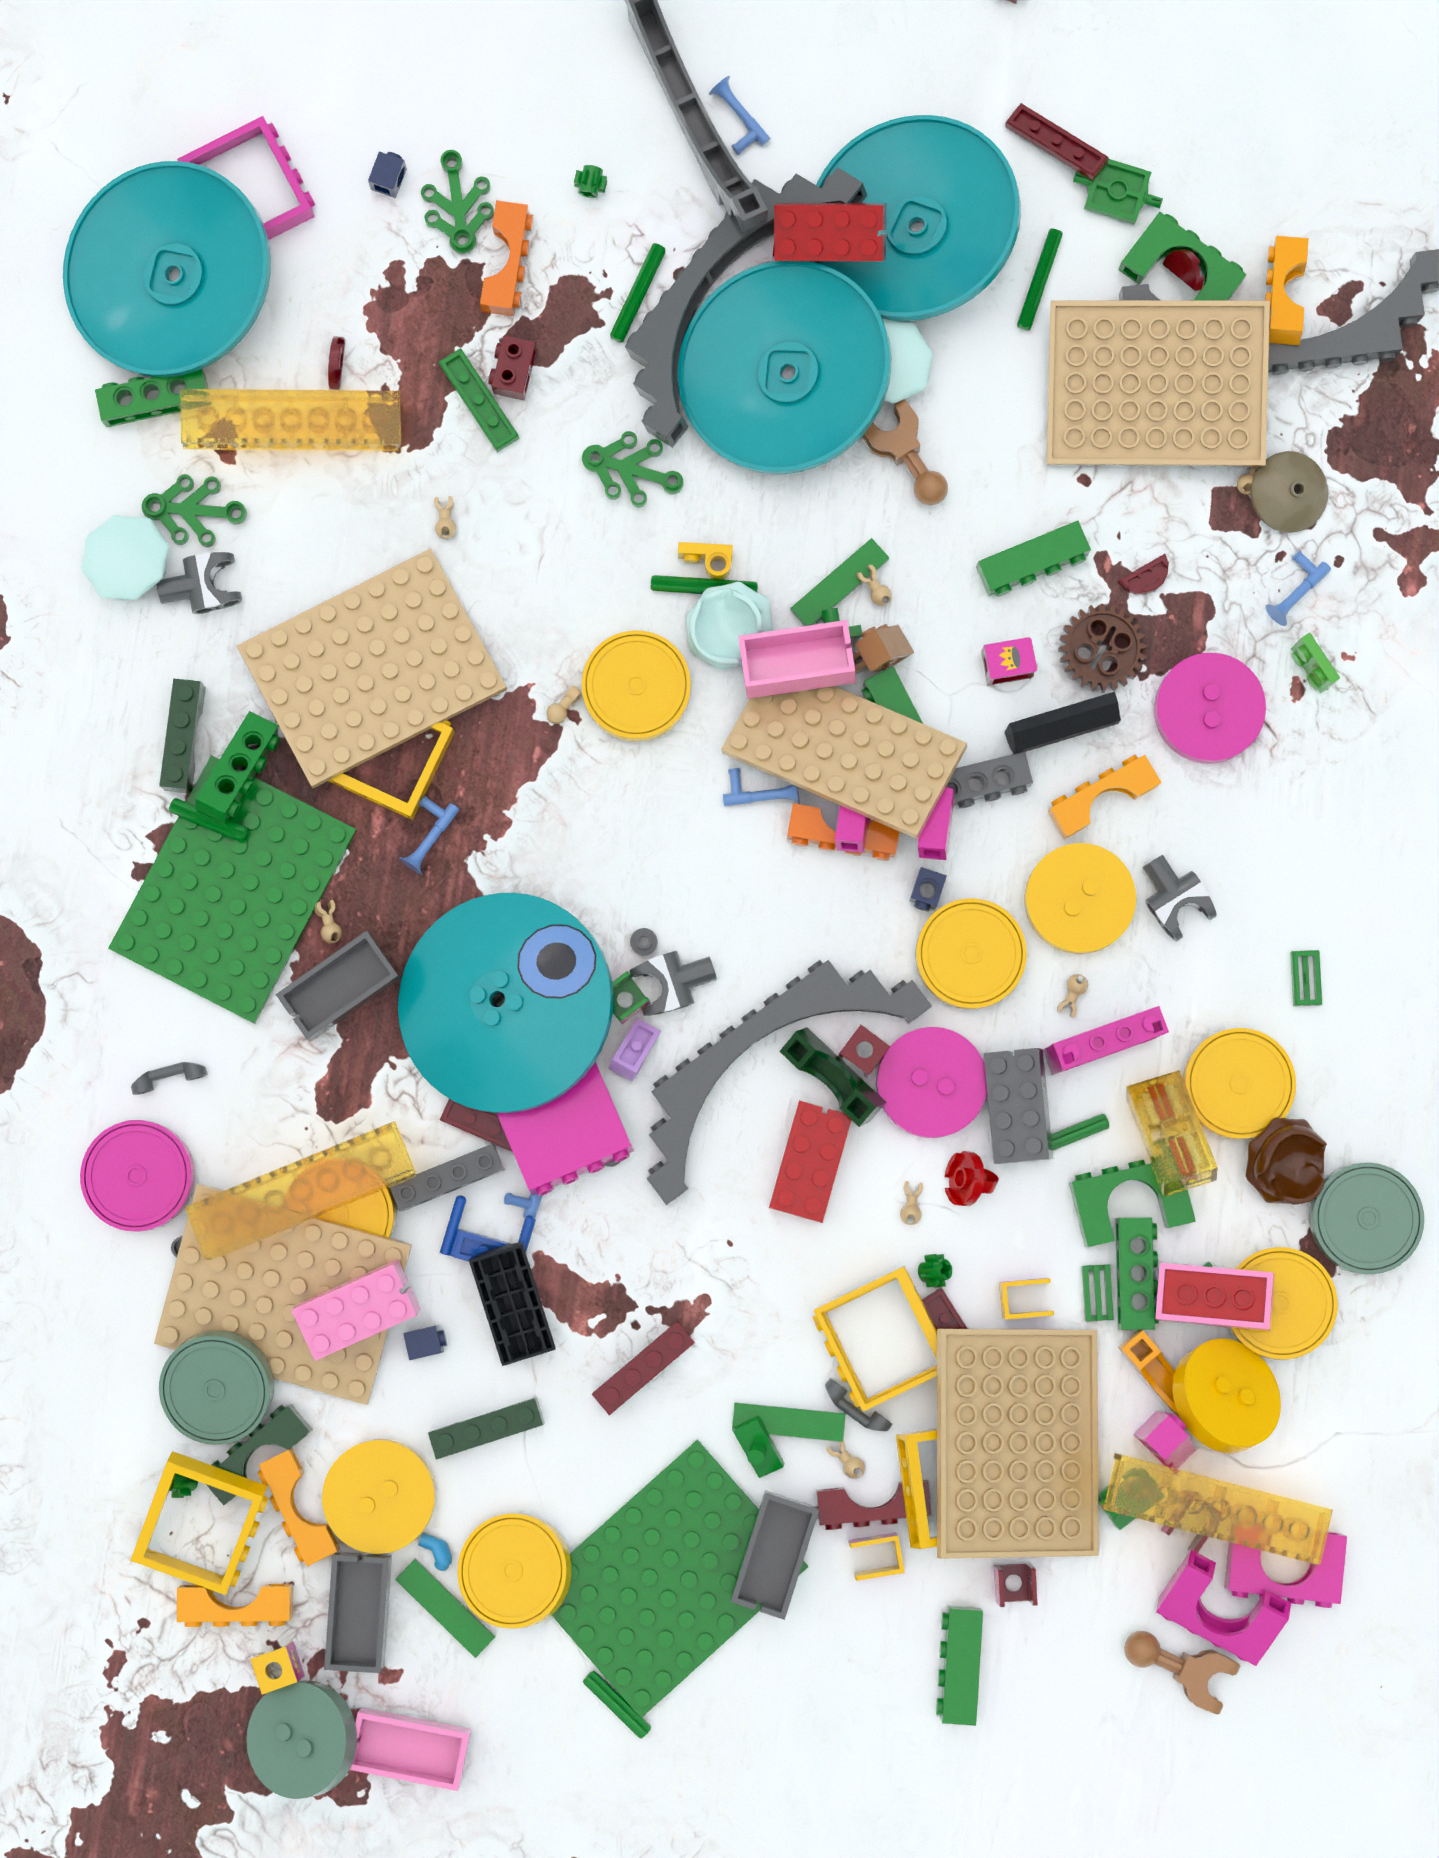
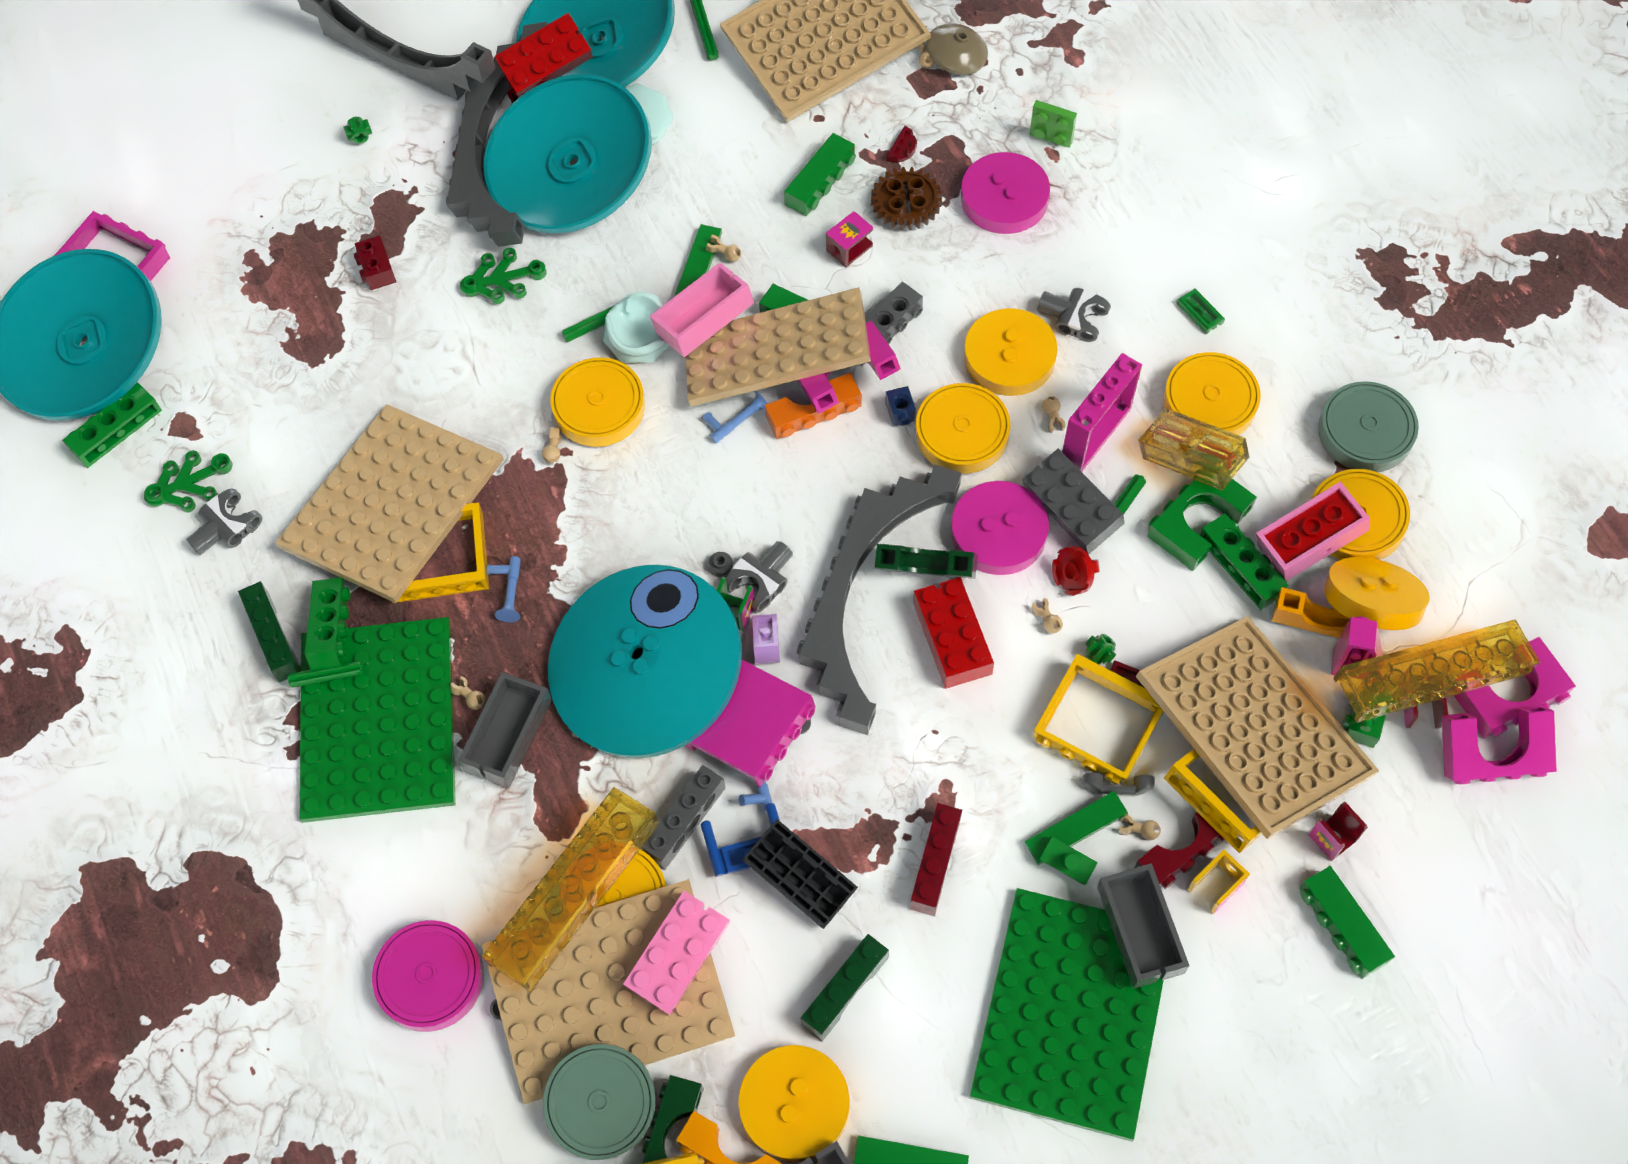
camera: 30 degrees left, 20 degrees down
(125, 557) = (151, 537): light aqua piece -> none
(145, 1082) = (425, 867): dark grey bar -> none
(290, 419) = (226, 373): clear yellow tile -> none
(336, 362) = (241, 332): dark red tile -> none
(387, 174) = (208, 201): dark blue brick -> none
(425, 1342) = (749, 953): dark blue brick -> none
(439, 1549) = (874, 1114): dark azure arm -> none
(445, 524) = (388, 385): tan arm -> none
(458, 208) = (285, 210): green plant -> none
(476, 1122) = (680, 765): dark red tile -> none
(478, 400) = (362, 298): green tile -> none
(501, 290) = (333, 221): orange arch -> none
(514, 1571) = (947, 1085): yellow brick -> none
(616, 1704) = (1106, 1142): green axle -> none
(637, 292) = (435, 179): green axle -> none
(709, 552) = (597, 293): yellow plate -> none
(756, 131) = (416, 36): medium blue piece -> none
(850, 1050) = (944, 532): dark red piece -> none
(881, 648) = (757, 276): medium nougat brick -> none
(903, 446) = (681, 160): medium nougat piece -> none
(1004, 1299) = (1175, 643): yellow piece -> none
(1063, 723) = (914, 248): black piece -> none
(1108, 1292) = (1227, 588): green tile -> none
(1133, 779) = (987, 261): light orange arch -> none
(1190, 1670) = (1513, 810): medium nougat piece -> none
(1279, 611) = (1004, 115): medium blue piece -> none
(1287, 1162) = (1286, 422): reddish brown piece -> none

